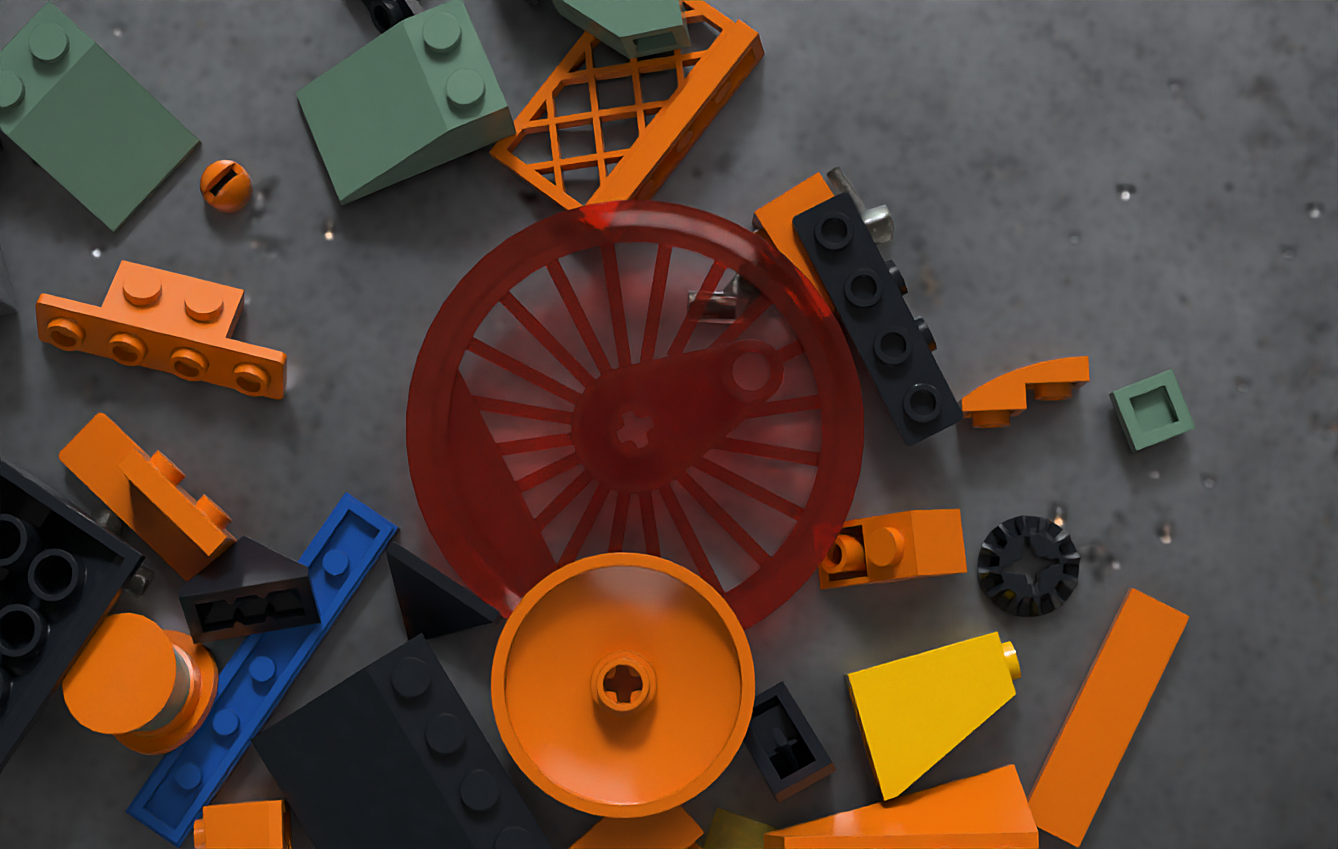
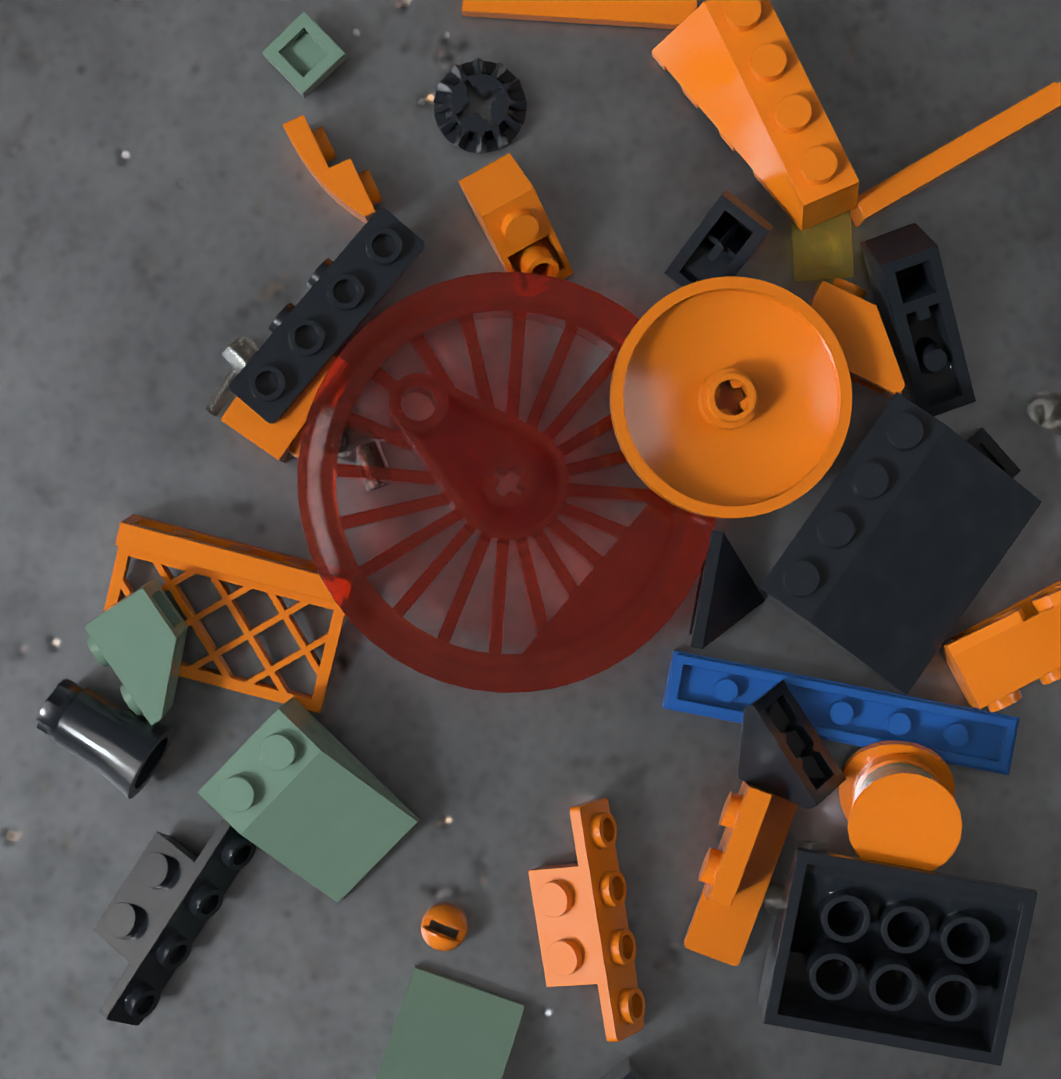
camera: 110 degrees left, 5 degrees up
(928, 704) = (633, 140): yellow slope -> none

